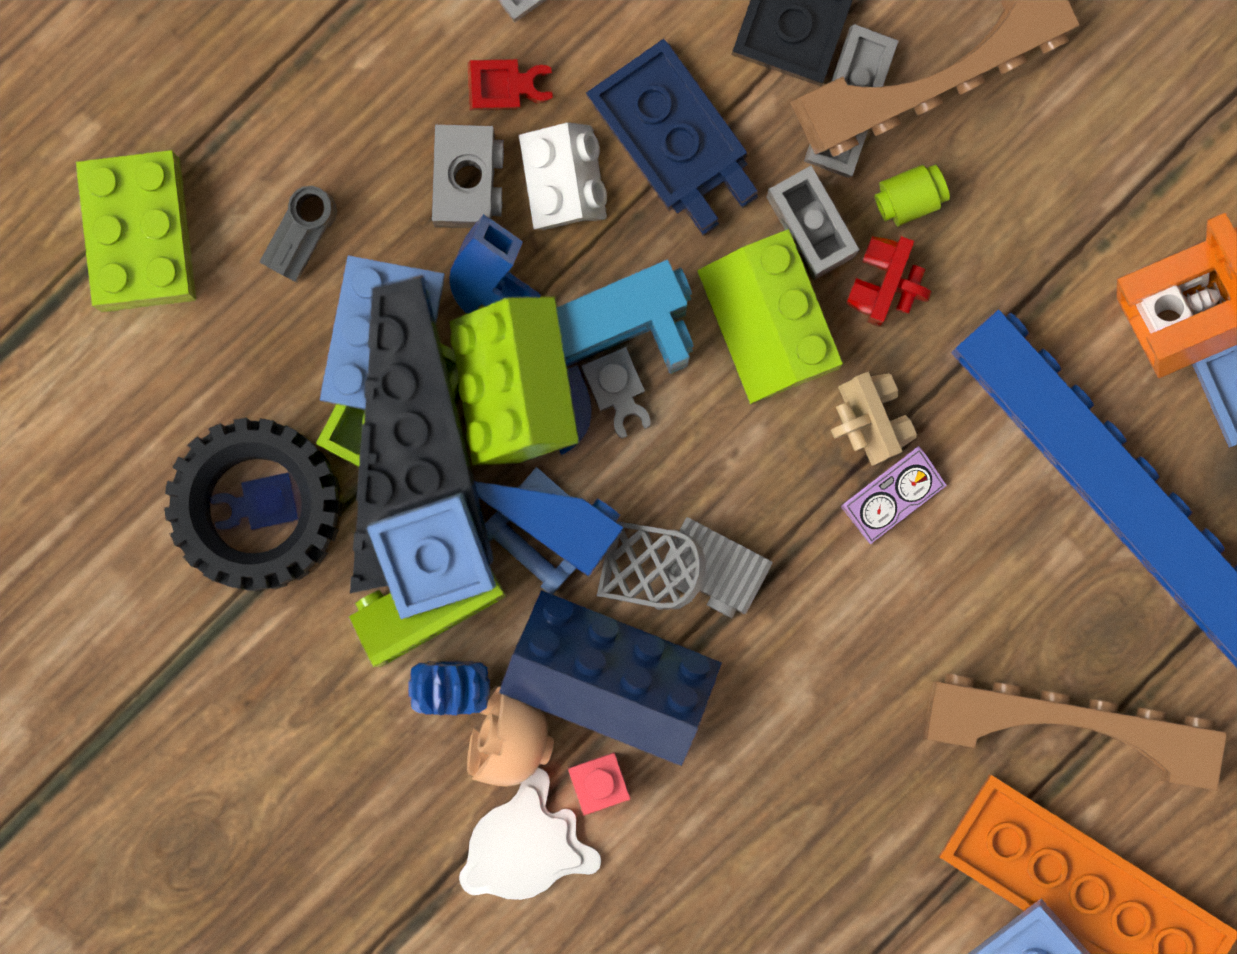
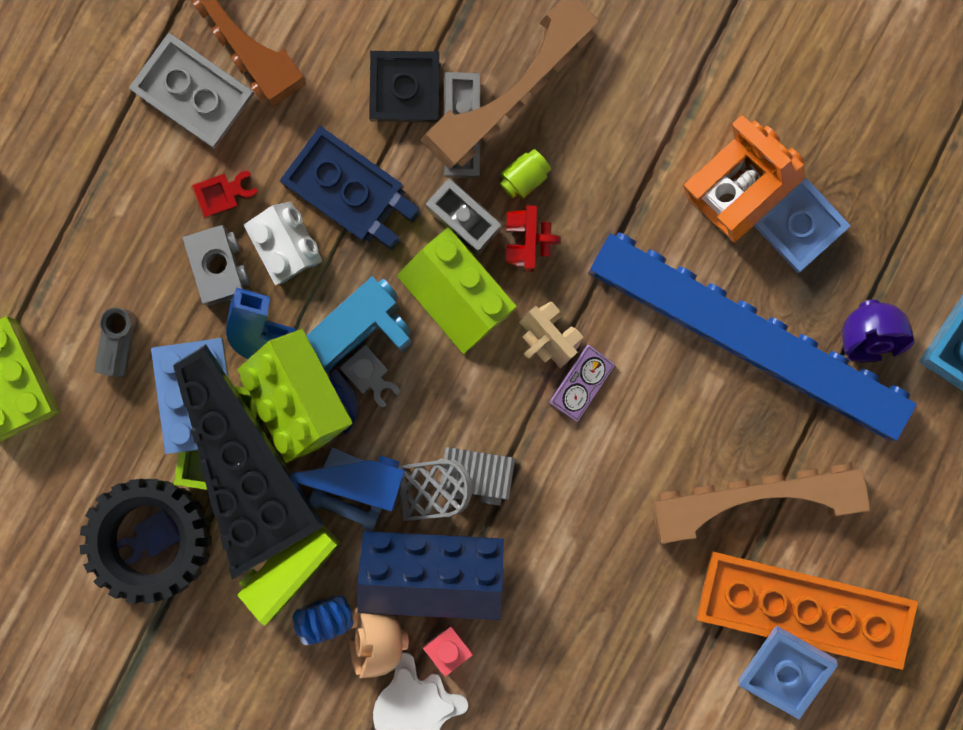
camera: 25 degrees left, 0 degrees up
(431, 556) = (278, 536): medium blue plate -> none

